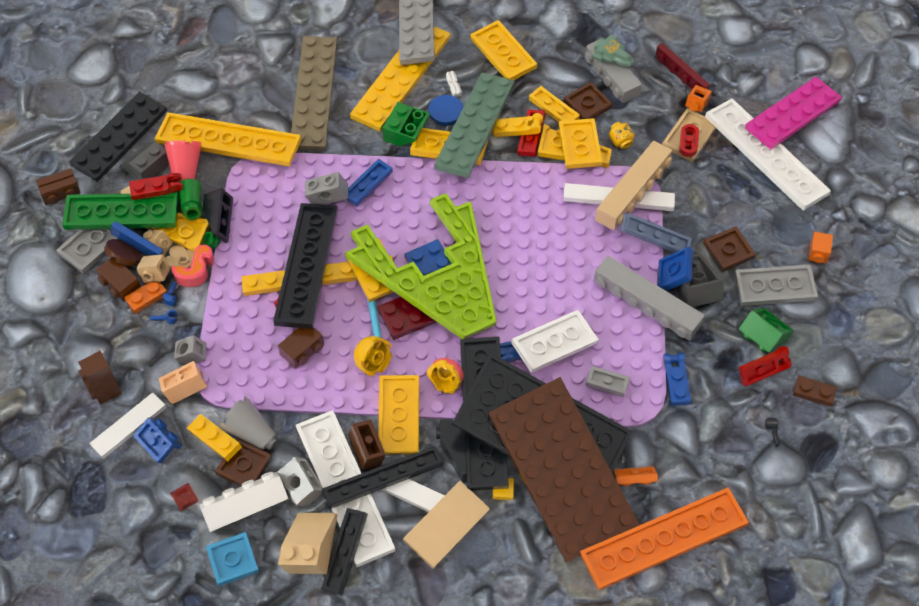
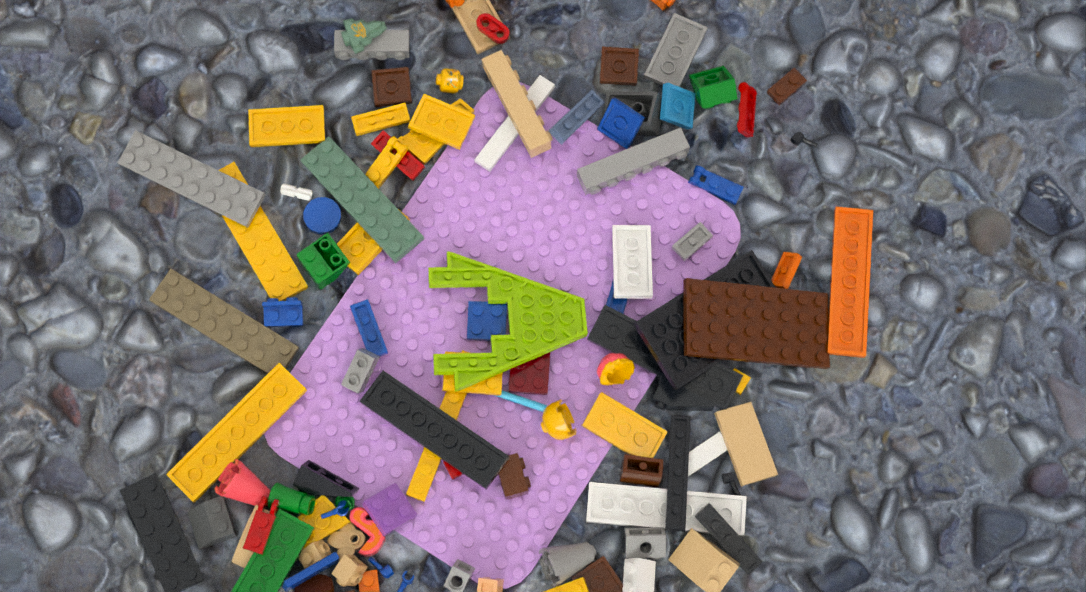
camera: 65 degrees left, 15 degrees up
(200, 236) = (339, 510): none -> blue hand
(220, 270) = (389, 509): none -> medium lavender plate
(347, 123) = (283, 313): none -> blue bracket
(405, 527) = (729, 478): none -> black hand
(725, 308) = (677, 106): none -> dark azure plate

